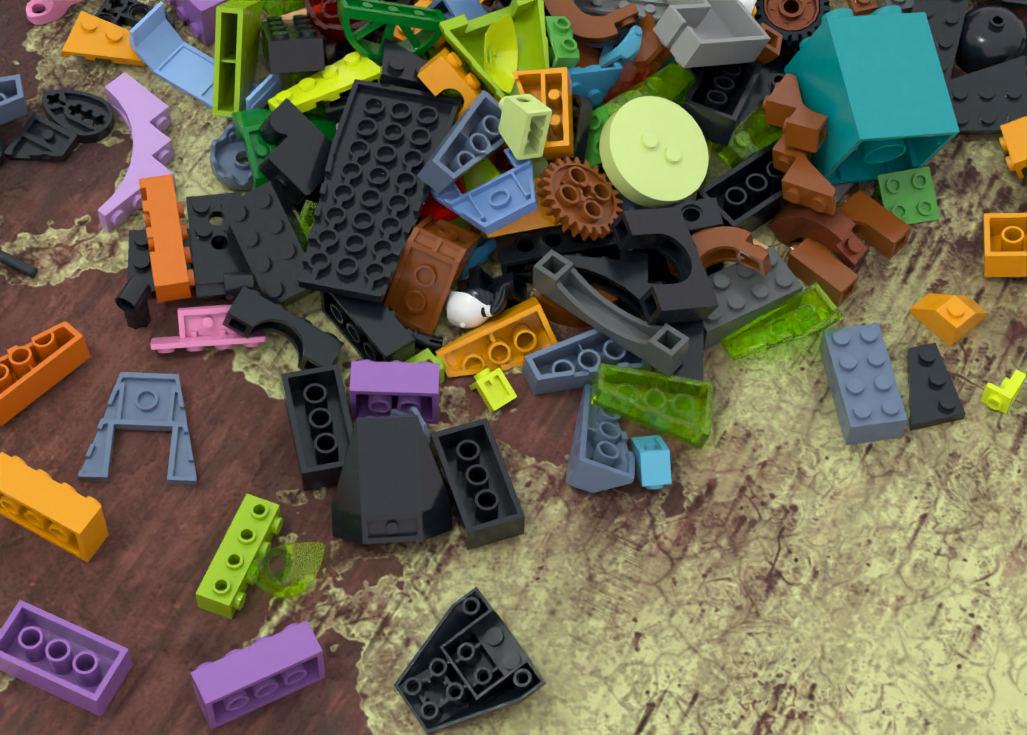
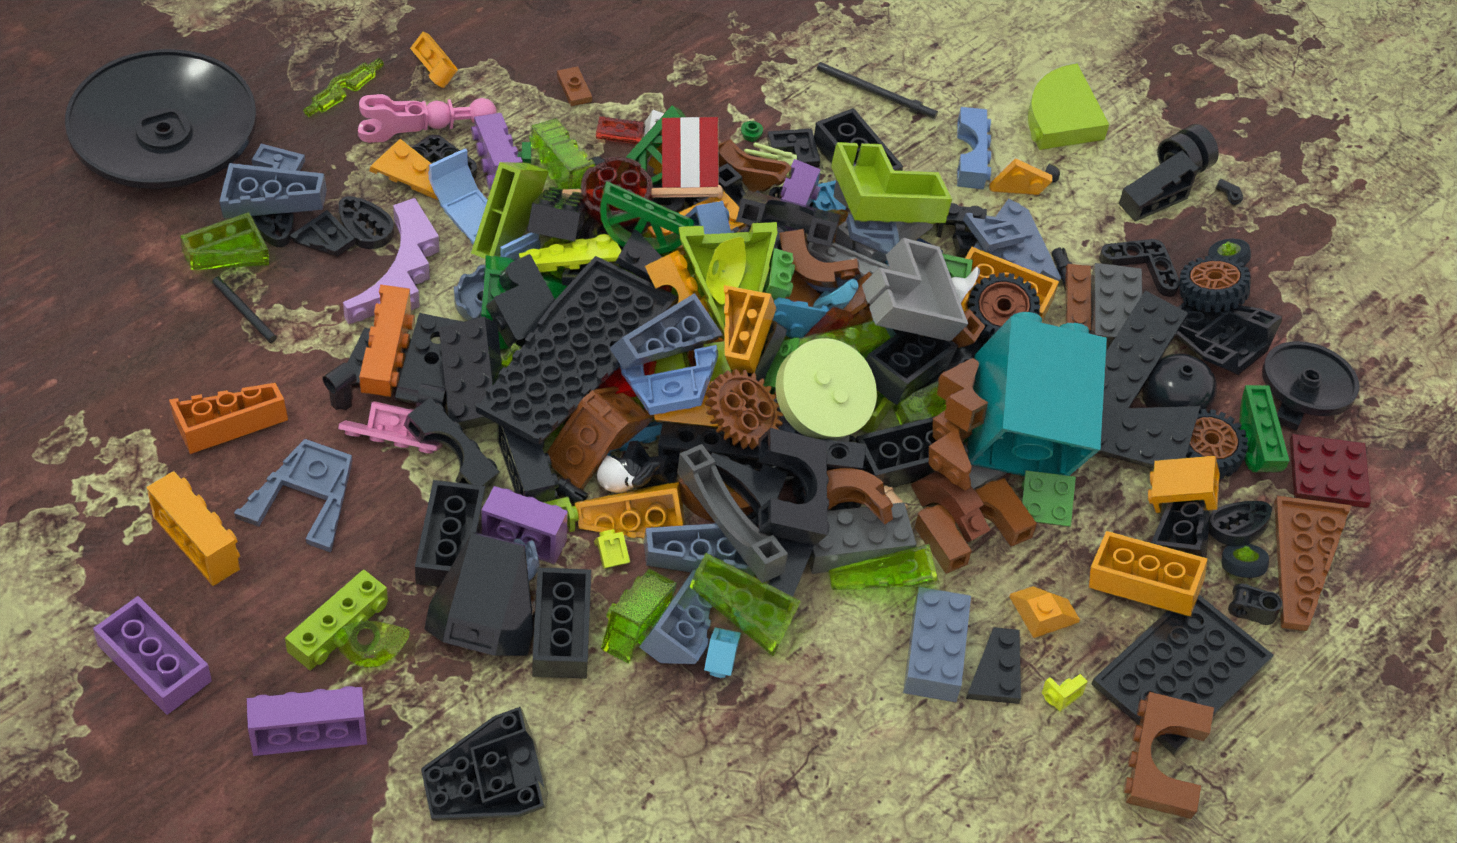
camera: 15 degrees right, 5 degrees down
(524, 125) = (716, 325): yellowish green torso -> none
(548, 449) = (635, 613): none -> clear neon green wedge

